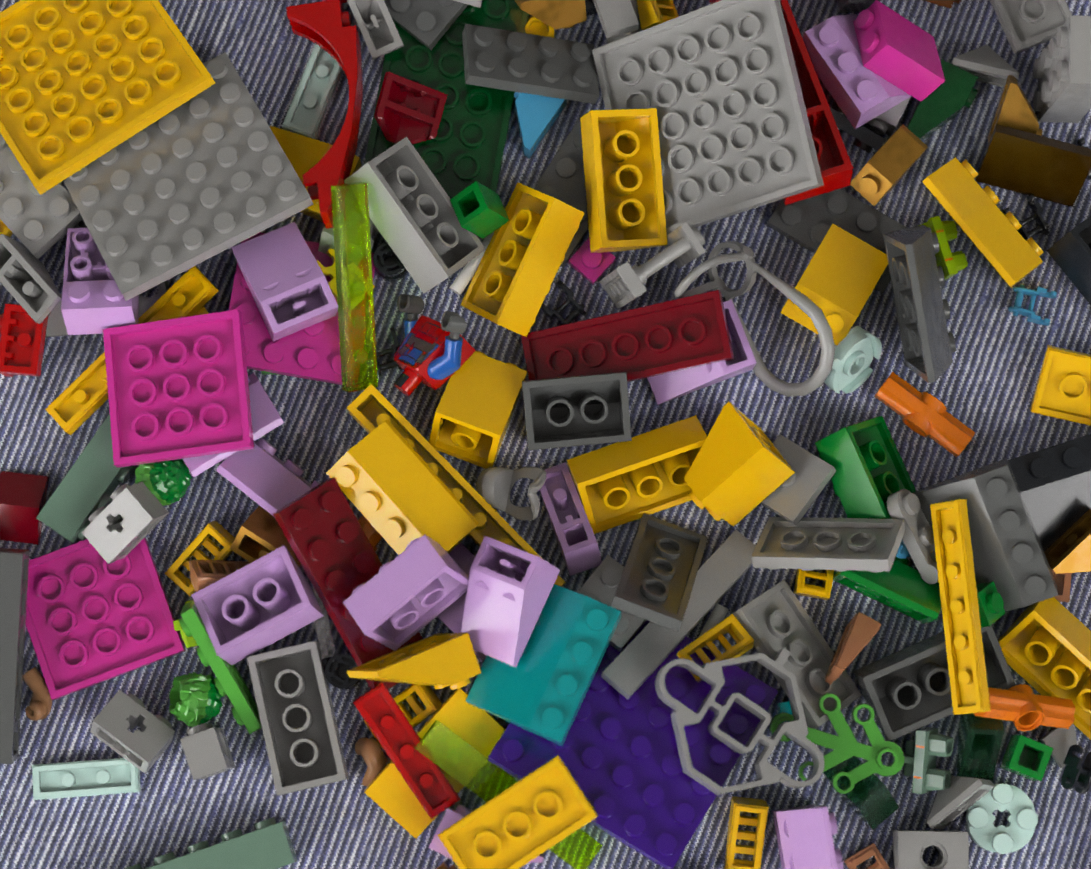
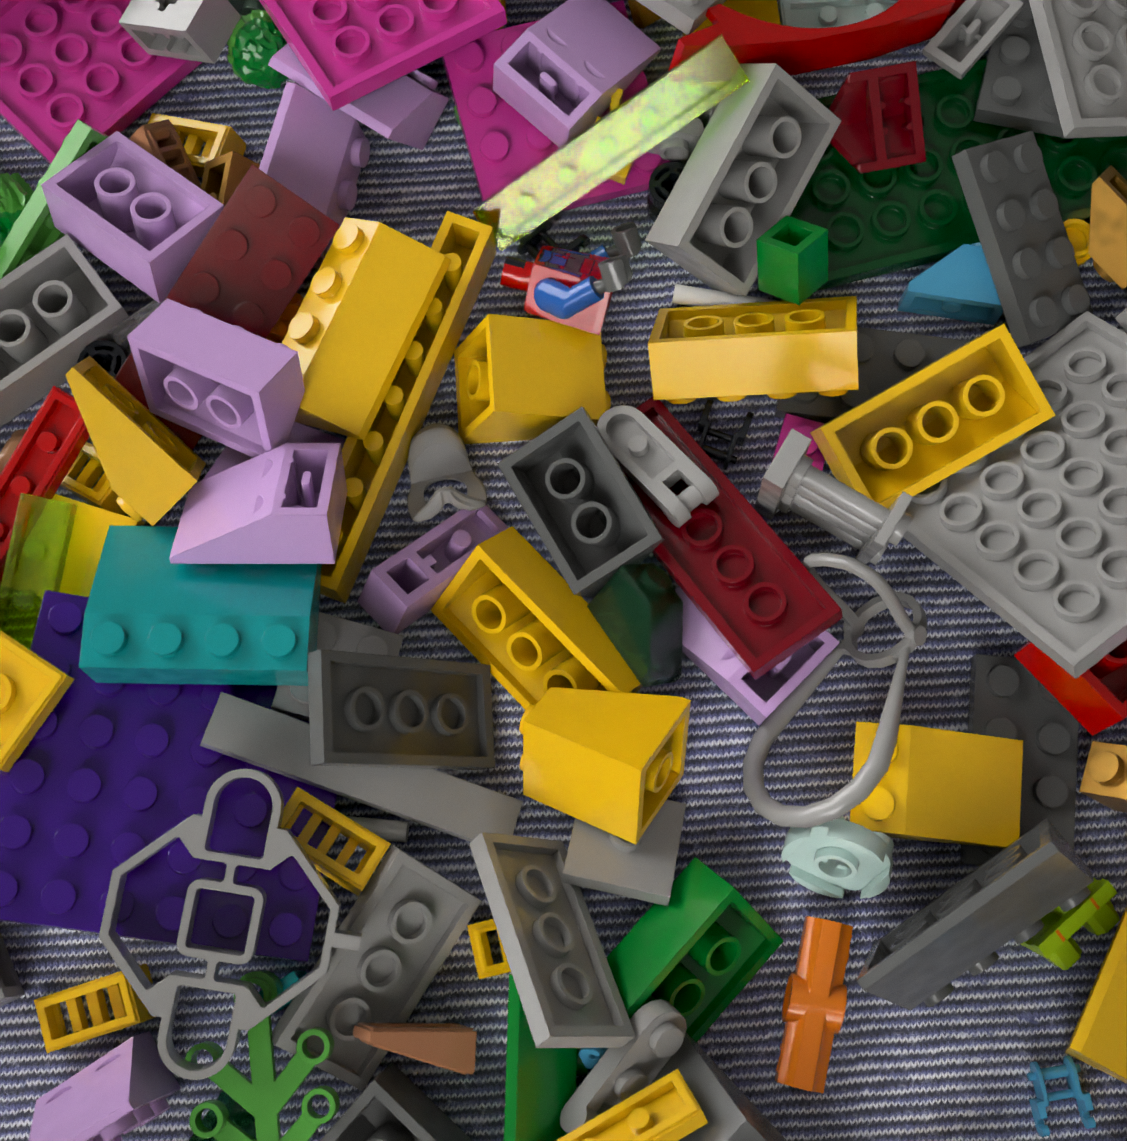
camera: 75 degrees right, 5 degrees down
(570, 355) = (655, 463): none -> light grey plate
(664, 407) = (643, 621): none -> clear green slope

